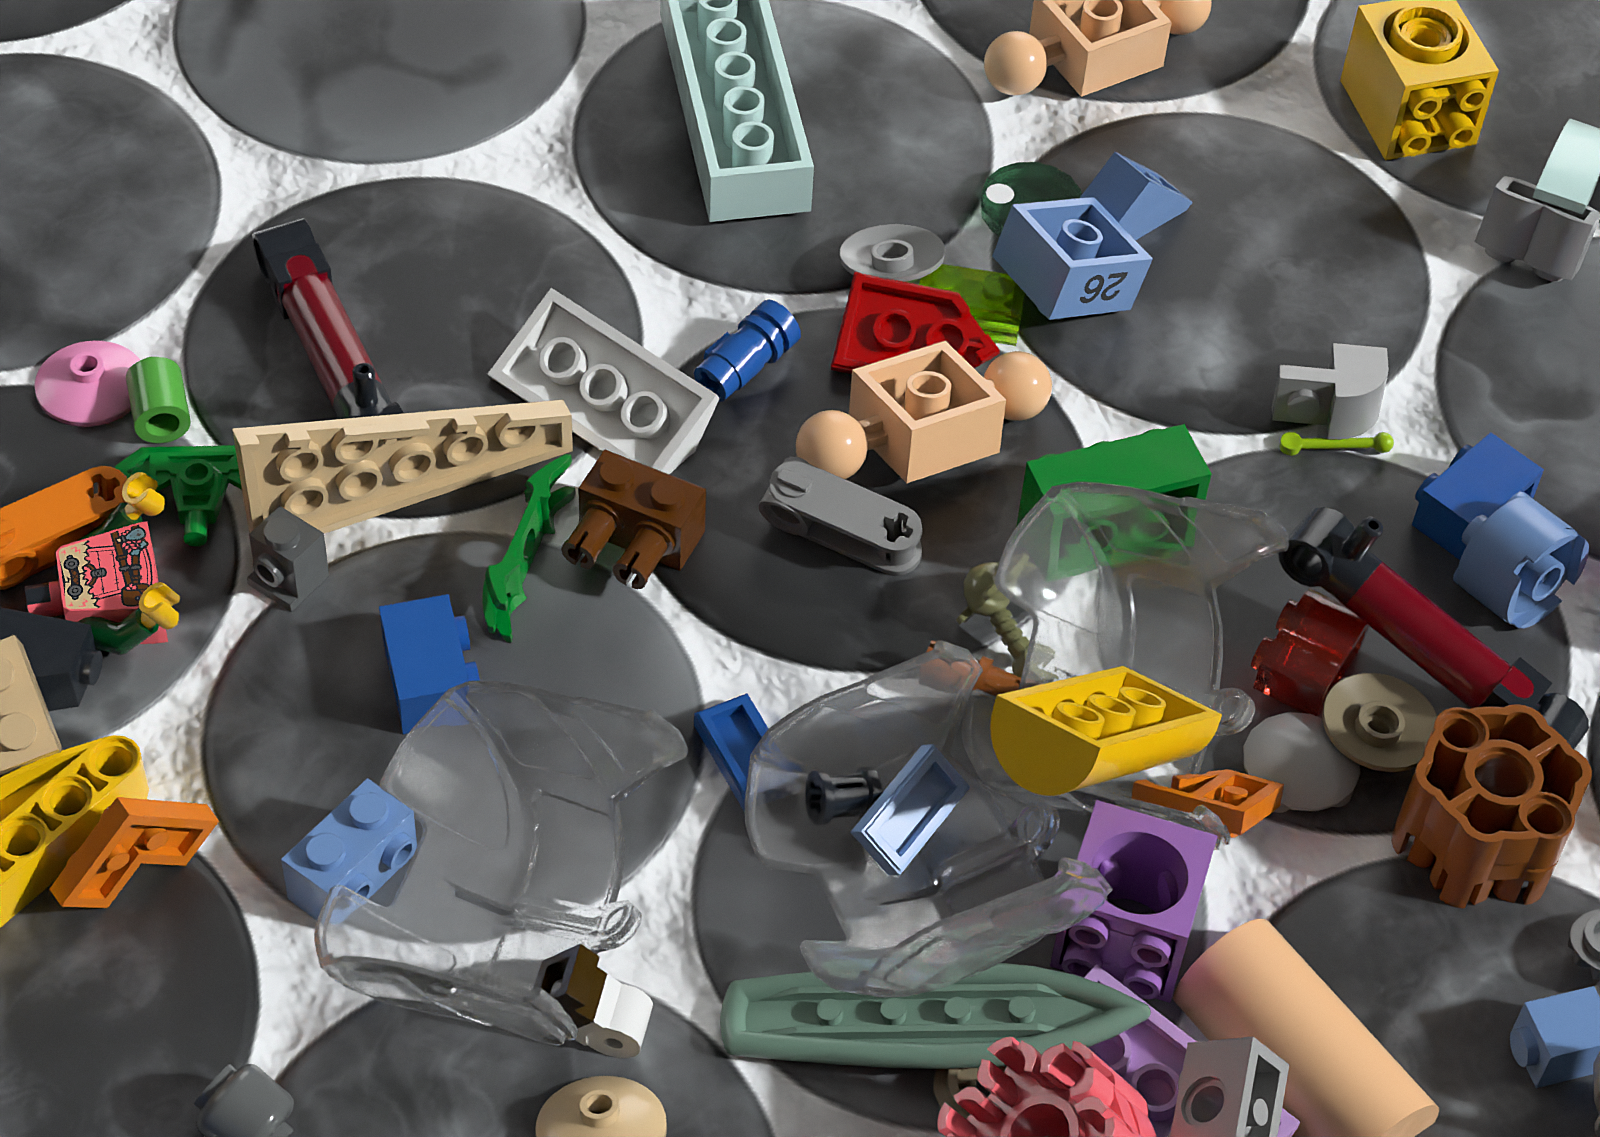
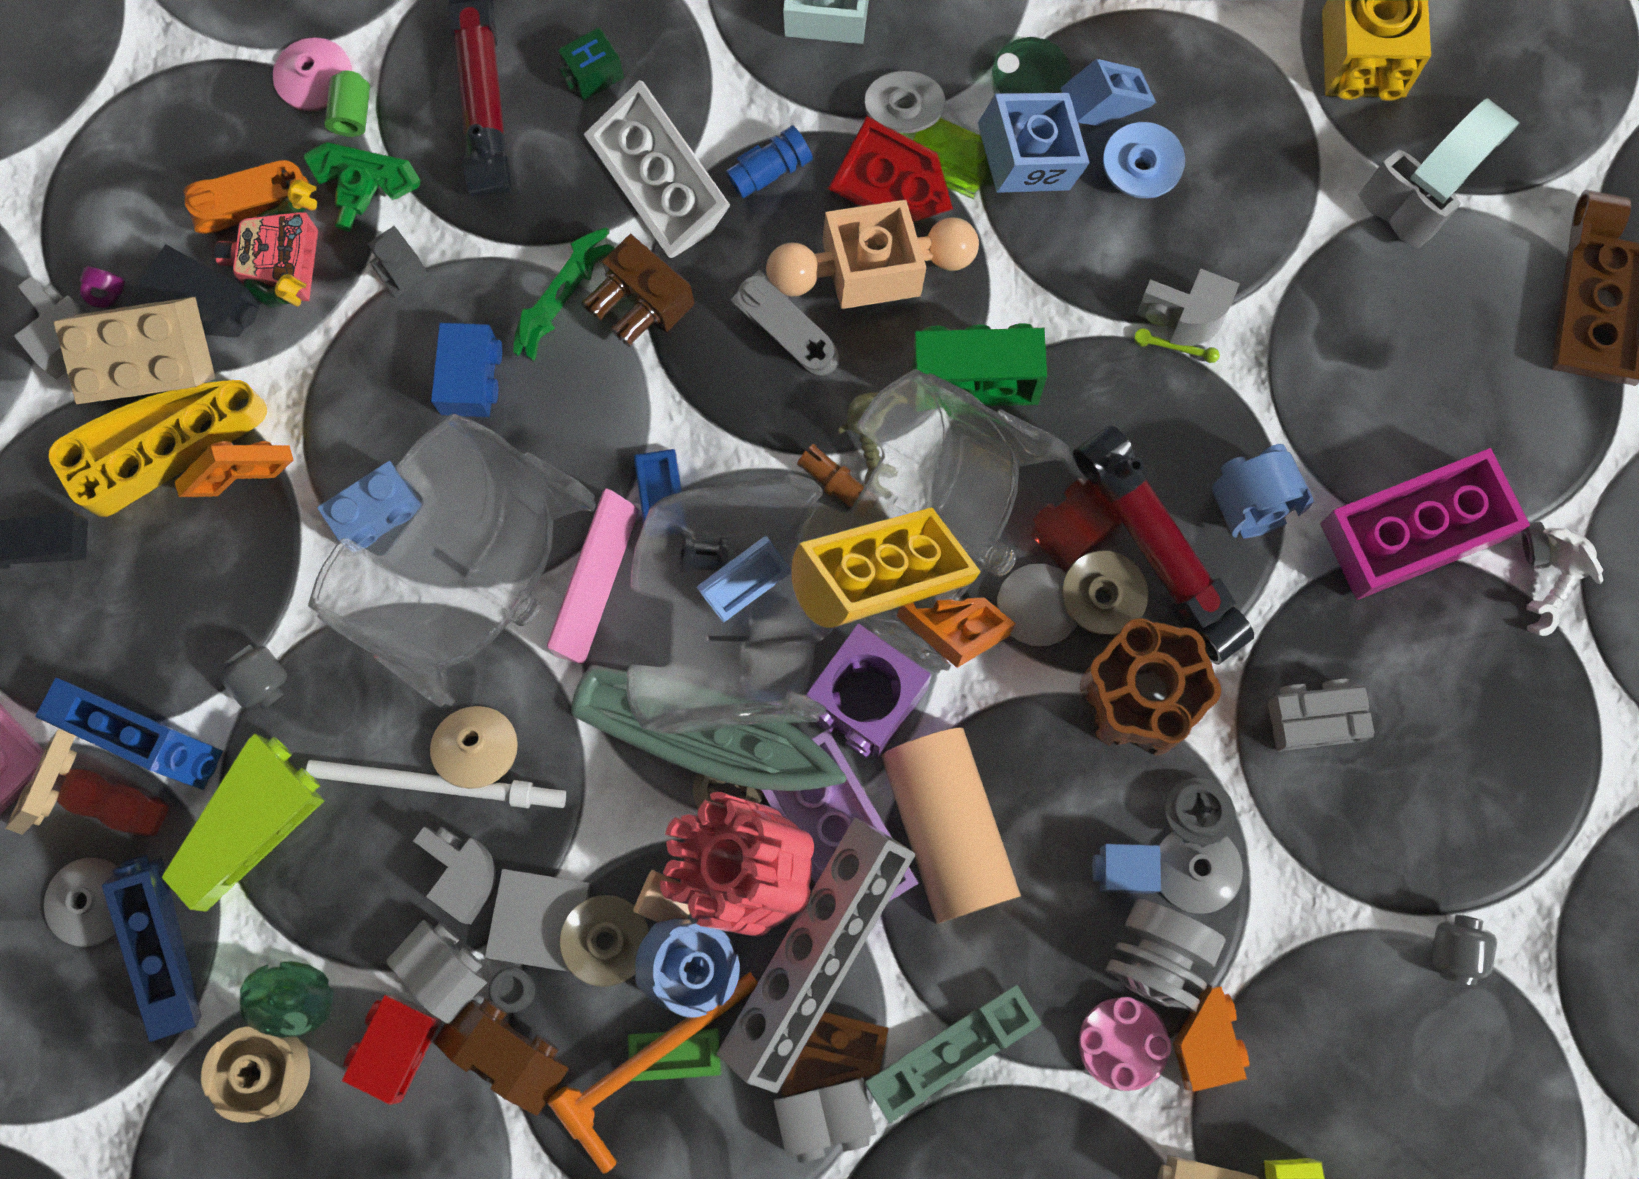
camera: 25 degrees right, 25 degrees up
(377, 464) = (468, 206): tan wing -> none
(473, 292) = (590, 64): none -> dark green brick
(605, 1011) = (488, 663): leg -> none
(695, 876) = (593, 578): none -> bright pink slope
(1209, 256) = (1148, 145): none -> light blue dish
(1472, 486) = (1264, 419): blue brick -> none

